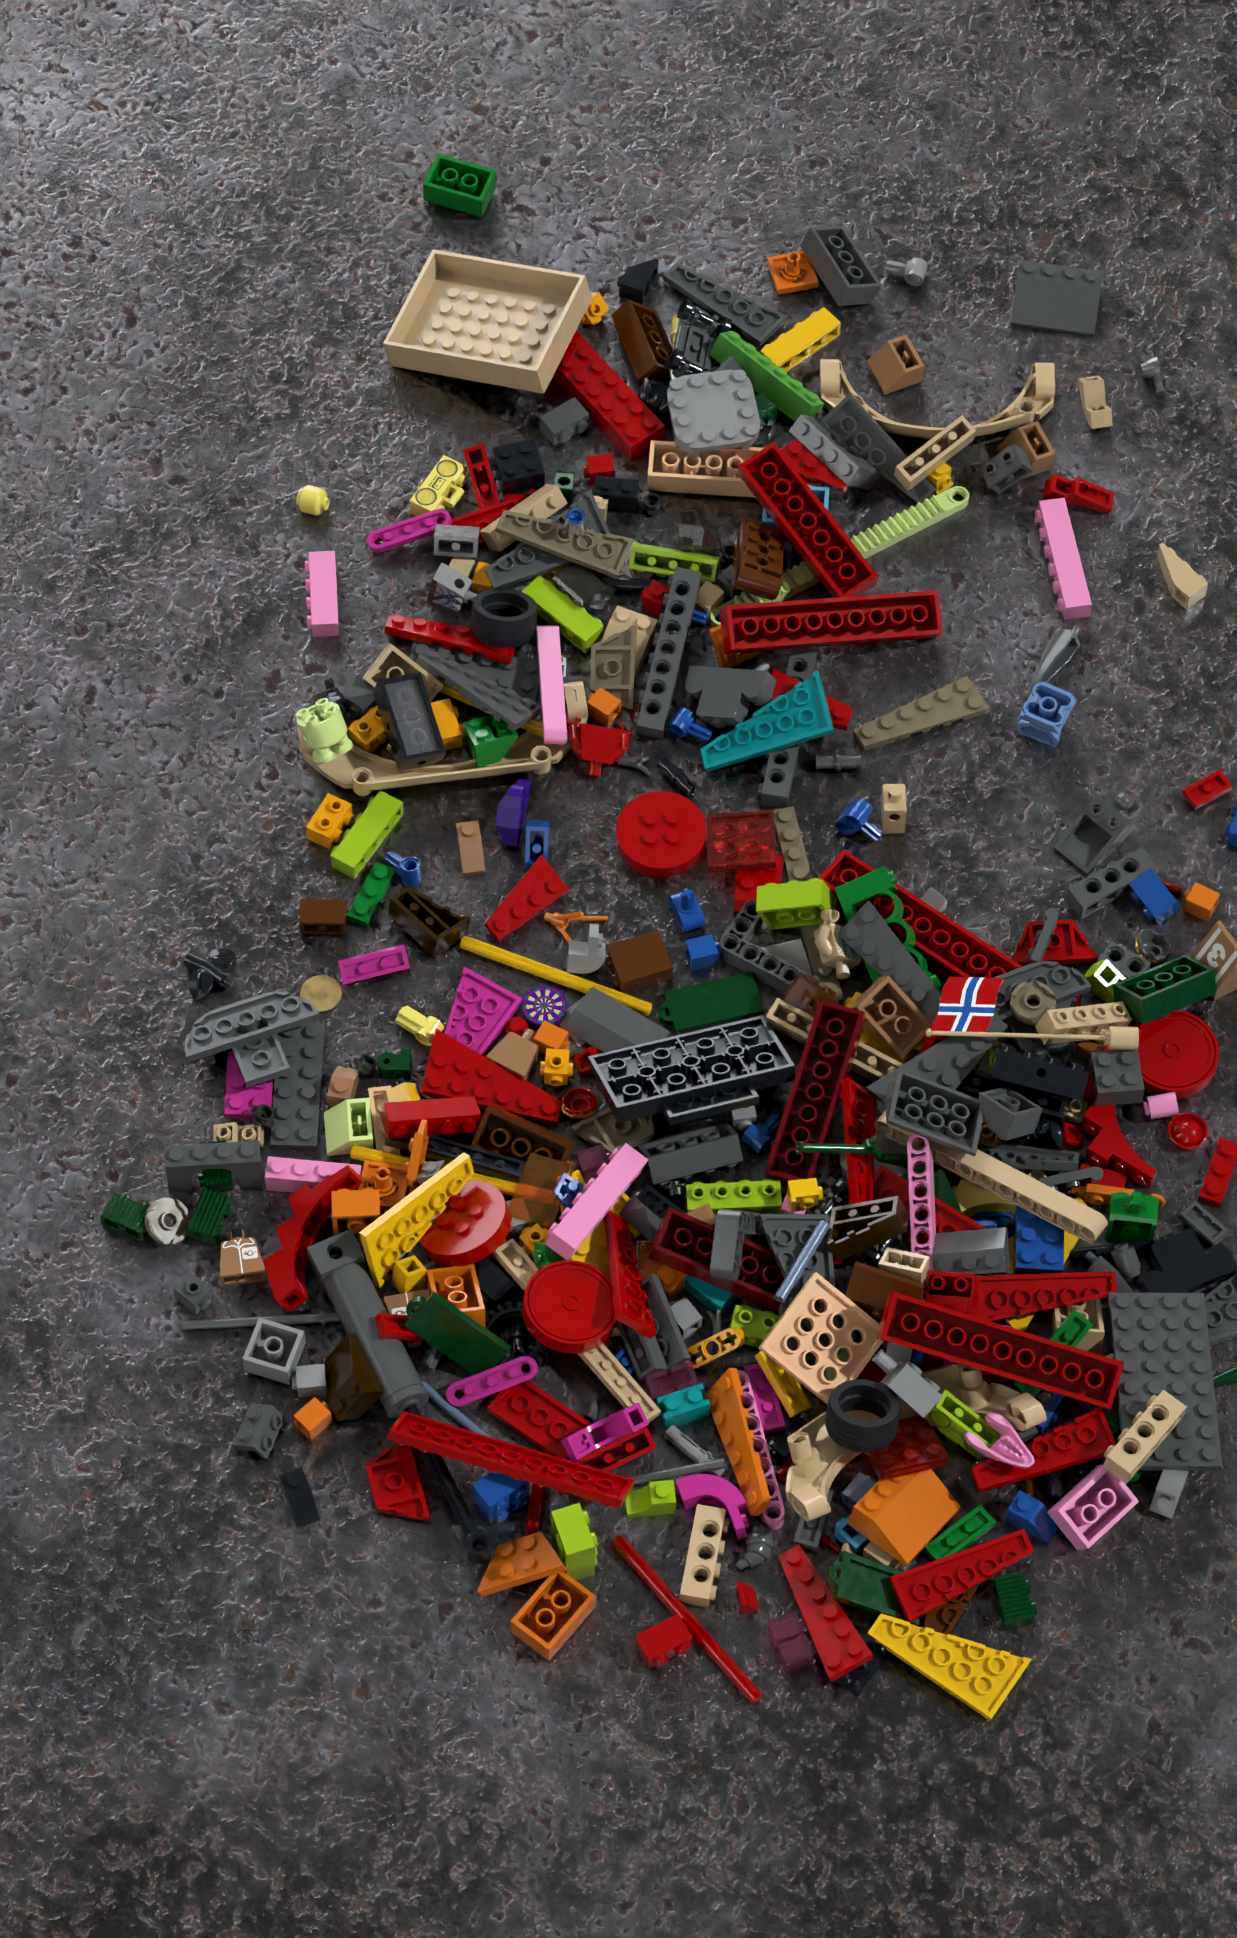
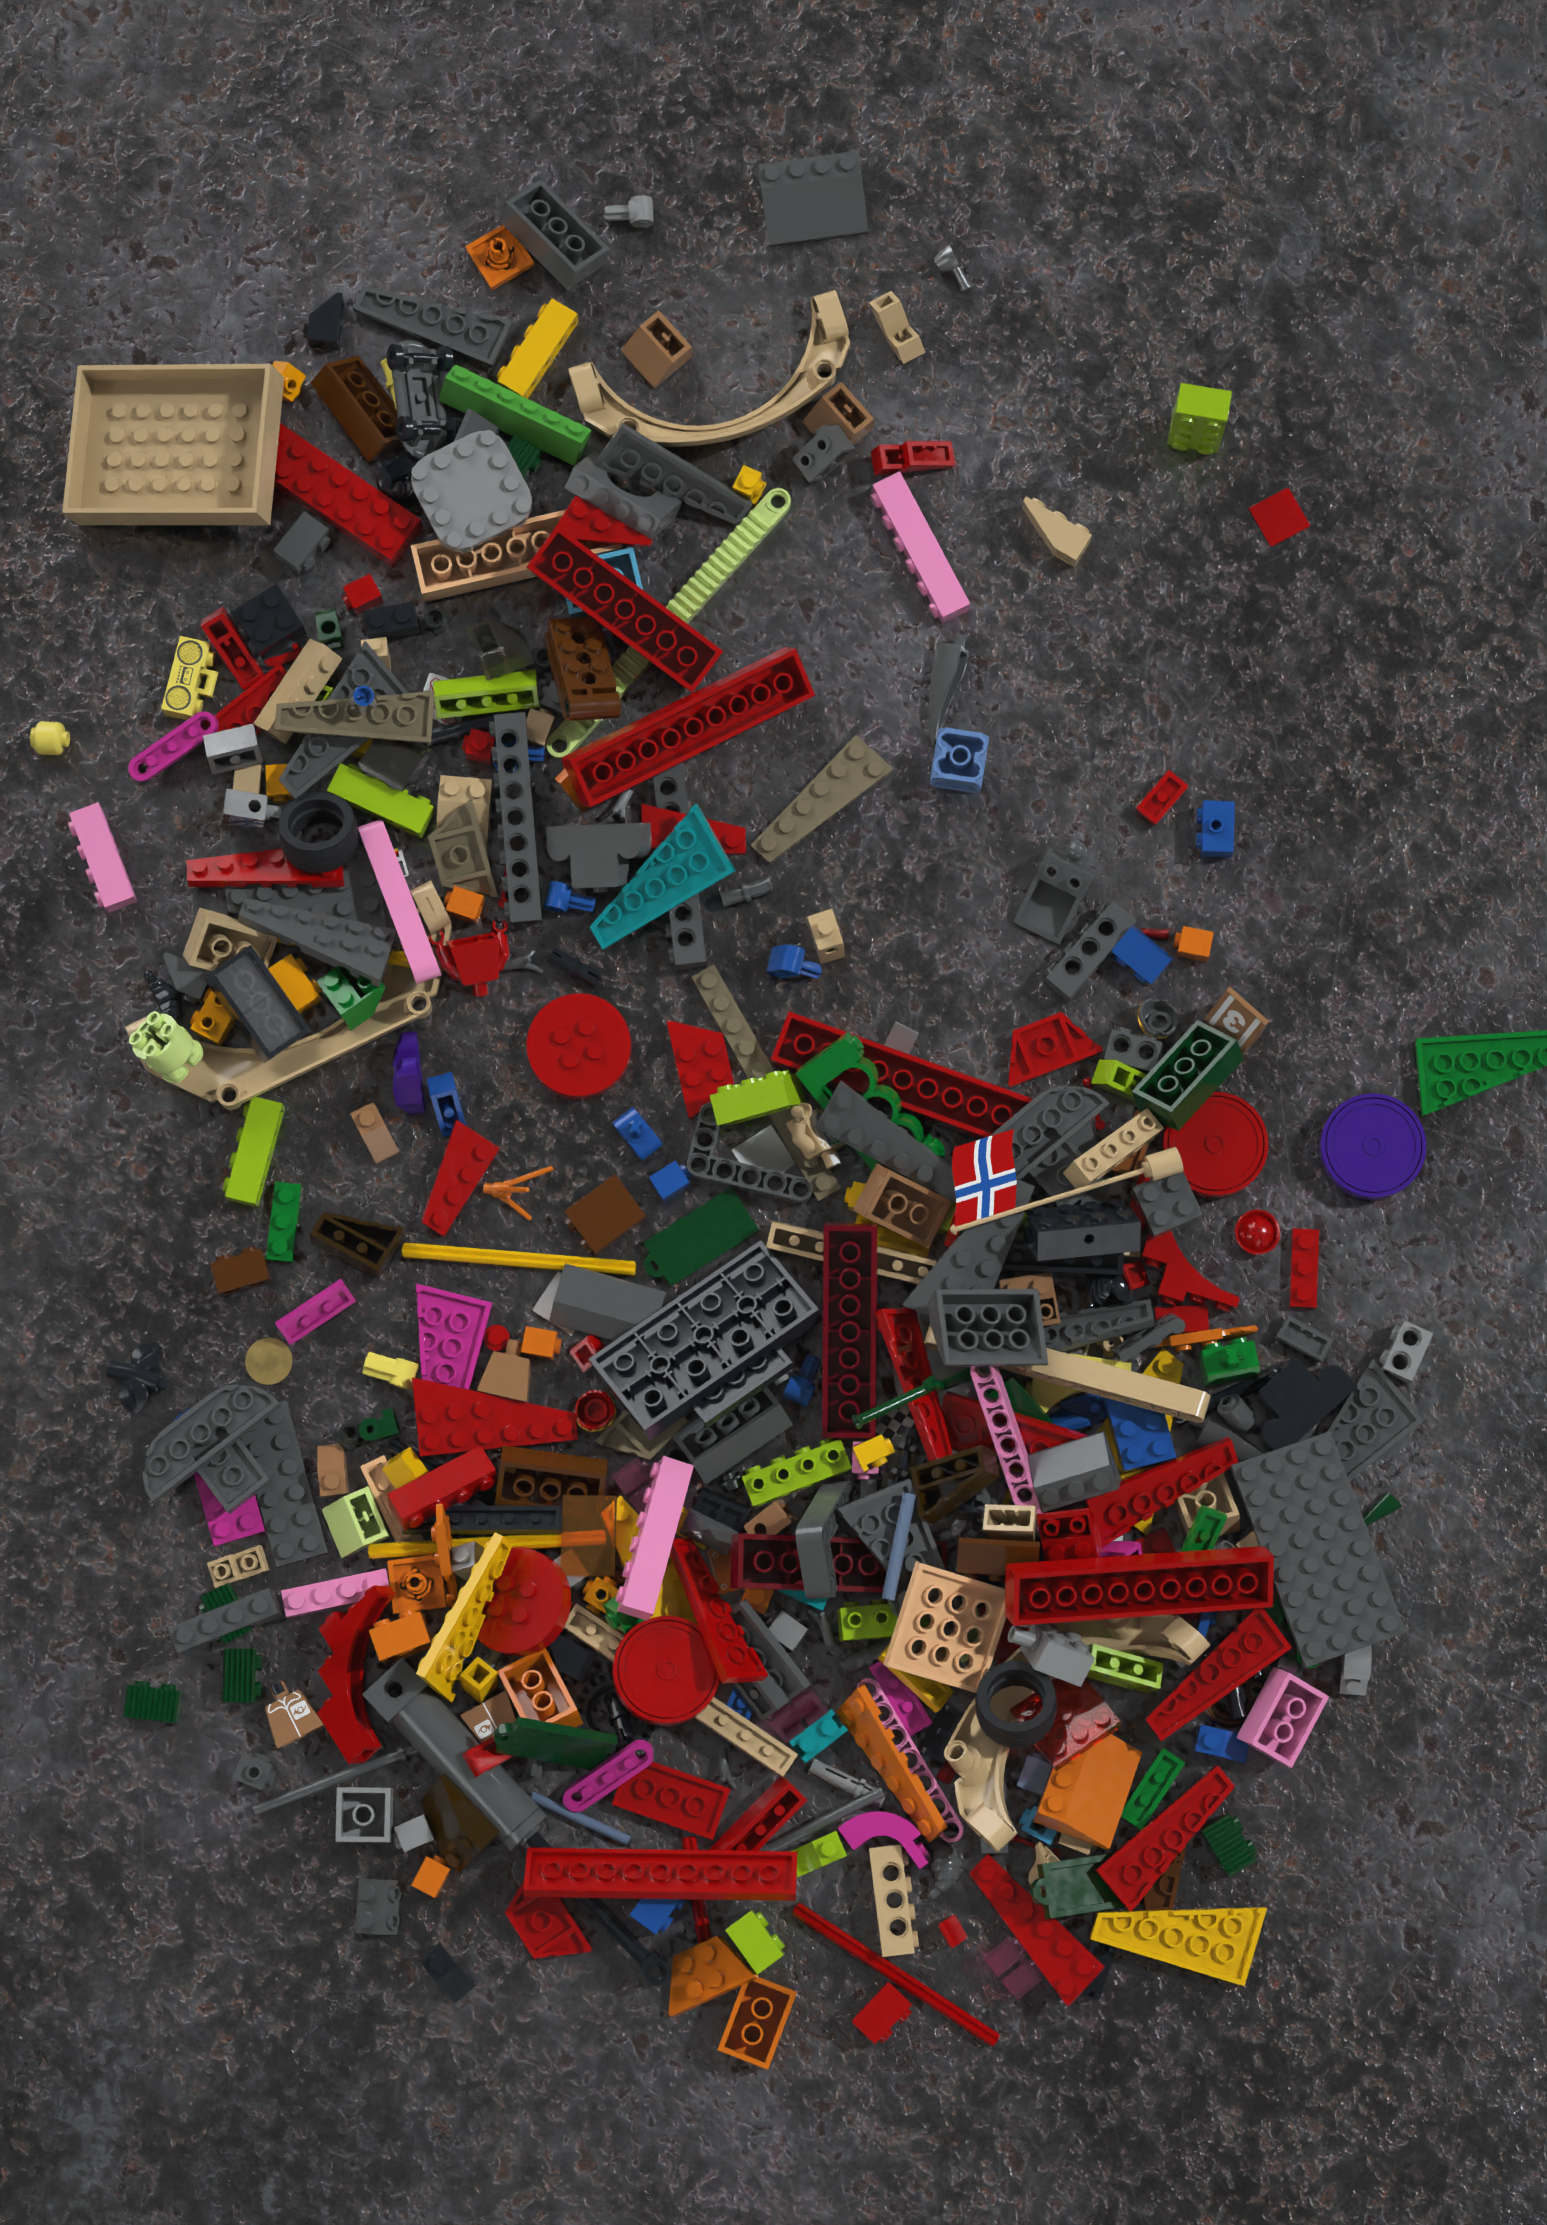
camera: 15 degrees left, 20 degrees up
(155, 1221) = (184, 1692): tile -> none
(265, 1111) = (260, 1531): pearl dark grey plate -> none
(329, 821) = (208, 1148): light orange brick -> none
(408, 868) = (309, 1178): blue axle -> none
(459, 185) = (78, 259): green brick -> none
(544, 1004) = (518, 1302): dark purple tile -> none
(556, 1067) = (555, 1367): light orange brick -> none
(567, 1190) = (619, 1532): blue piece -> none
(586, 956) = (545, 1229): light grey brick -> none
(604, 1431) = (750, 1791): dark pink arch -> none
(724, 1349) = (834, 1651): light orange beam -> none
(741, 841) = (671, 1031): clear red plate -> none
(806, 994) = (807, 1208): reddish brown brick -> none
(934, 453) = (740, 469): tan brick -> none
(1008, 1448) = (1177, 1687): bright pink animal -> none
(1009, 1113) = (1066, 1292): dark grey slope -> none
(1026, 991) = (1049, 1161): dark tan tile -> none
(1043, 936) = (1037, 1051): dark grey plate -> none
(1126, 1465) = (1339, 1597): tan brick -> none
(1161, 1105) = (1220, 1211): bright pink brick -> none

